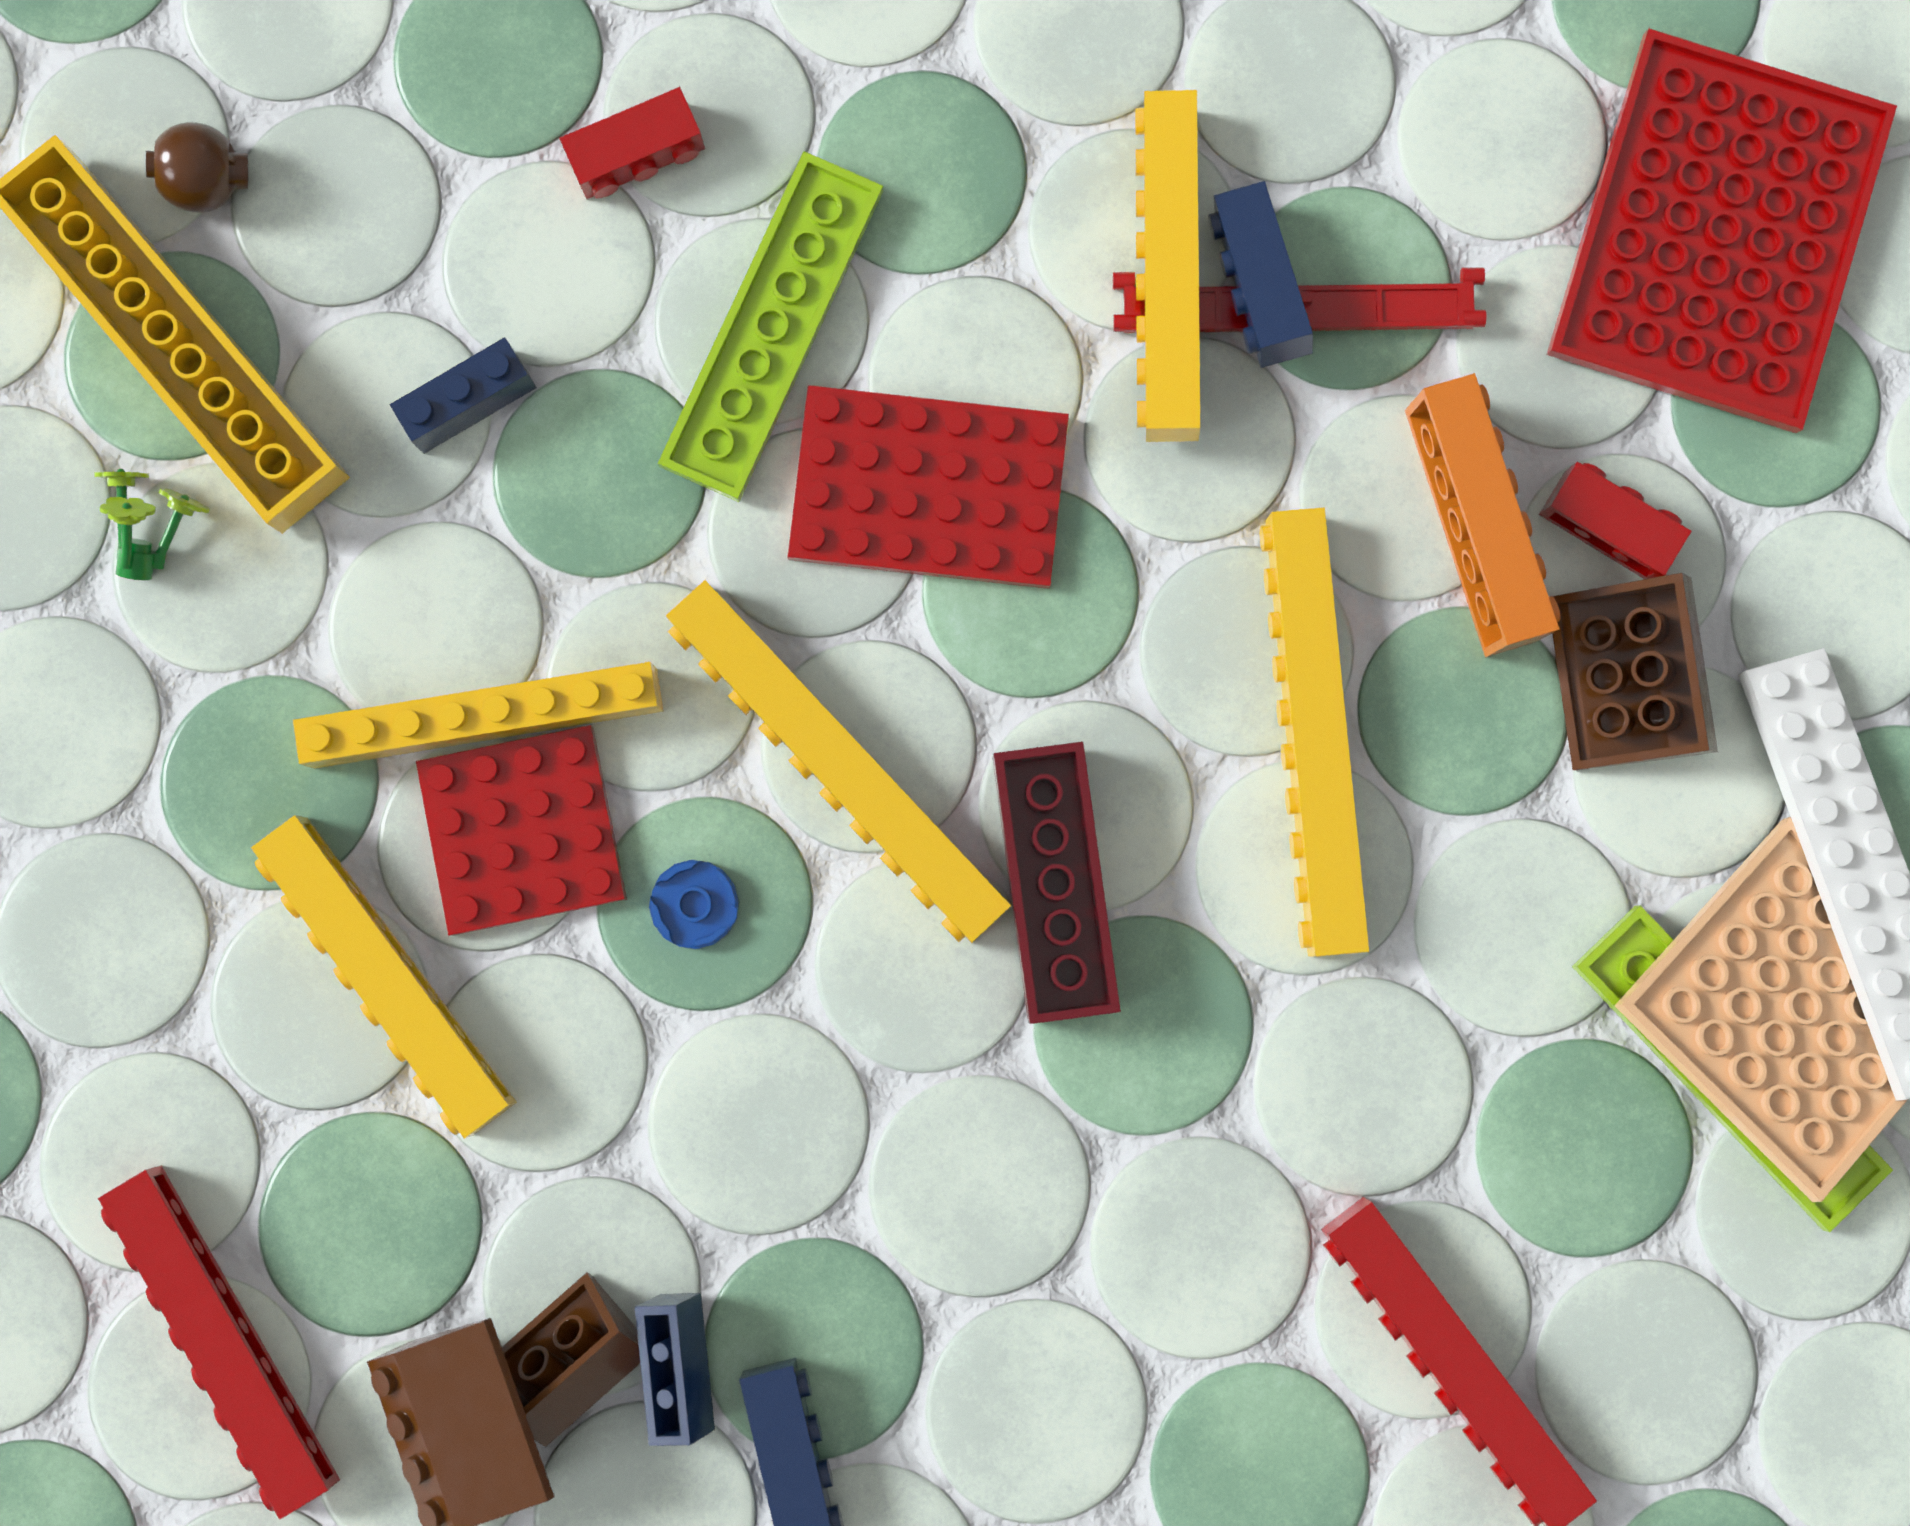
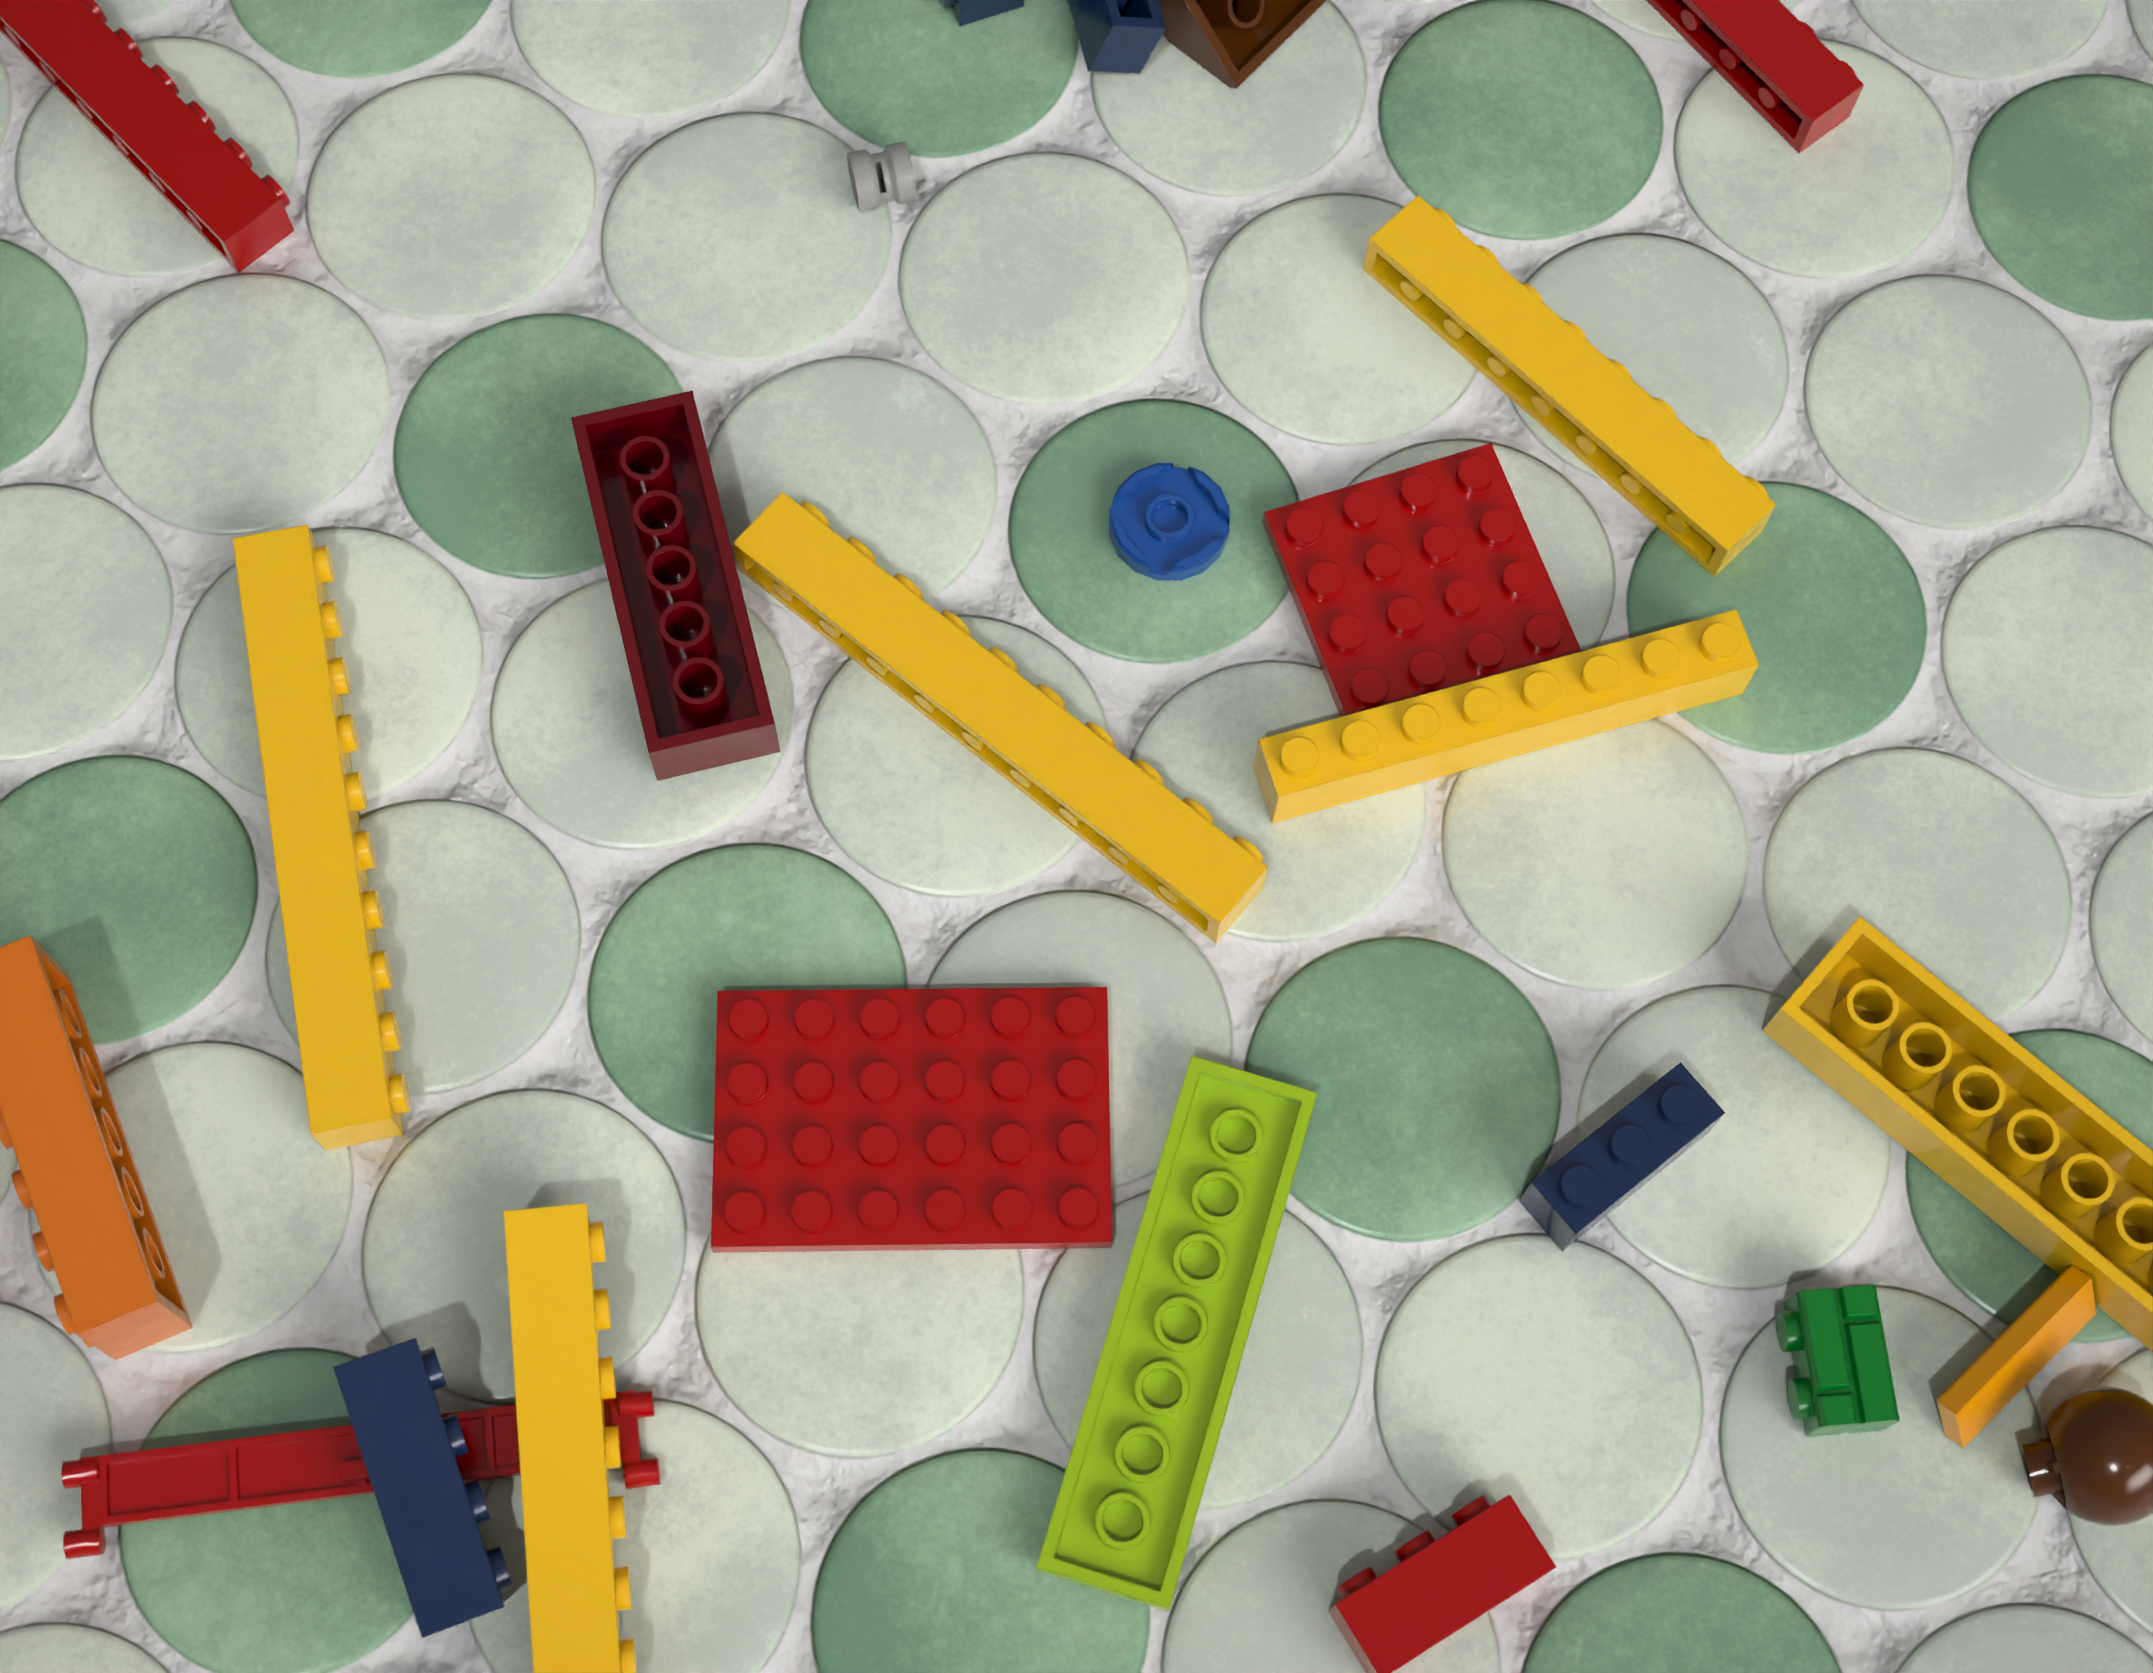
camera: 175 degrees right, 15 degrees down
(135, 556) = (2055, 904): plant -> none
(235, 239) = (2016, 1356): none -> light orange tile
(352, 250) = (1837, 1361): none -> green brick
(861, 1218) = (894, 171): none -> light grey wheel

